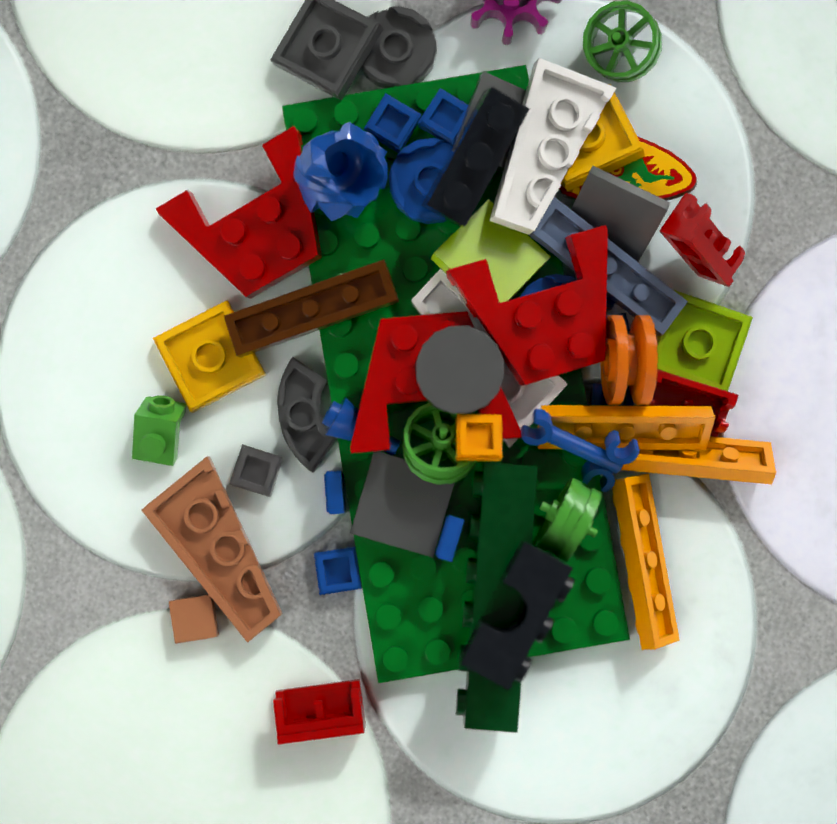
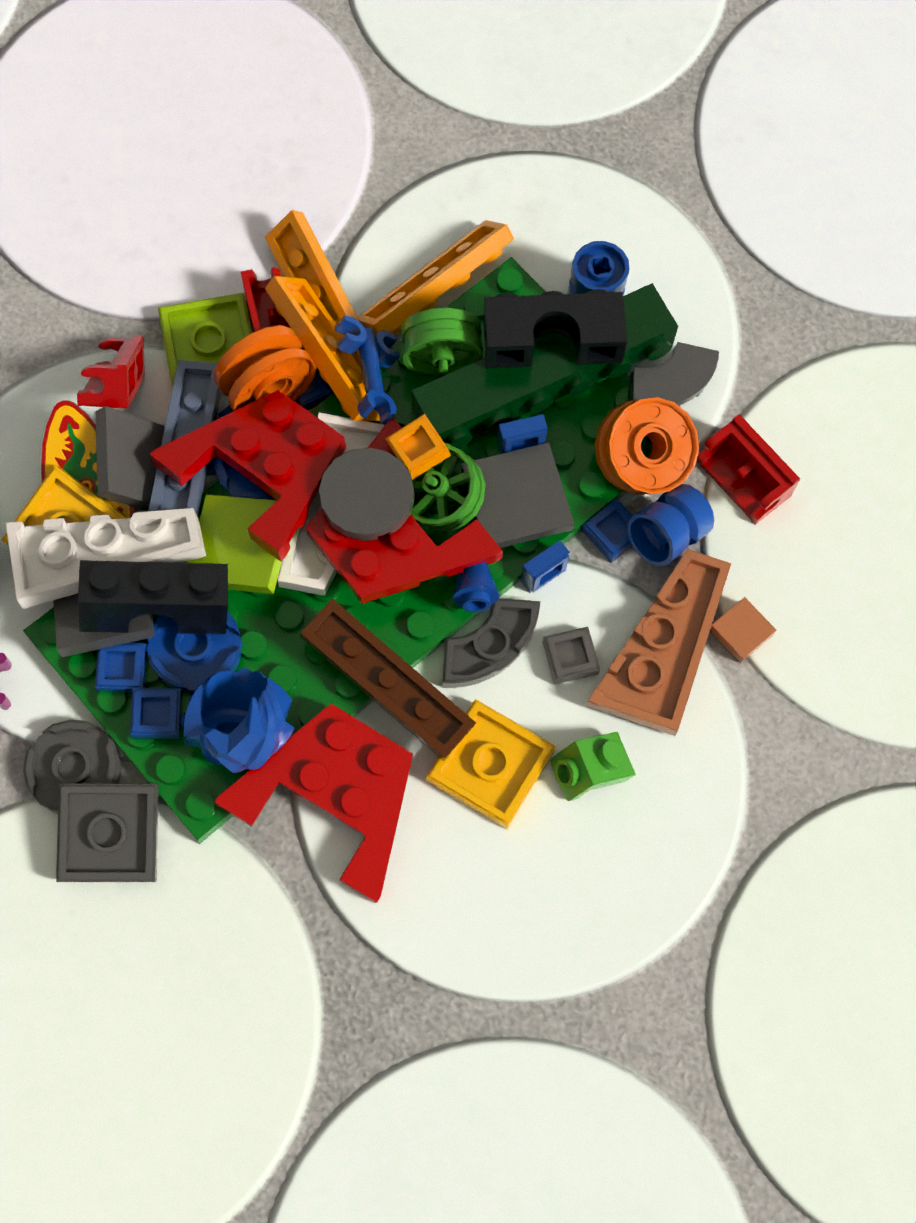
camera: 125 degrees left, 15 degrees down
(305, 605) = (670, 524): none -> blue wheel
(355, 638) = (672, 439): none -> orange wheel
(429, 701) = (679, 378): none -> dark grey tile
(560, 697) = (599, 267): none -> blue wheel

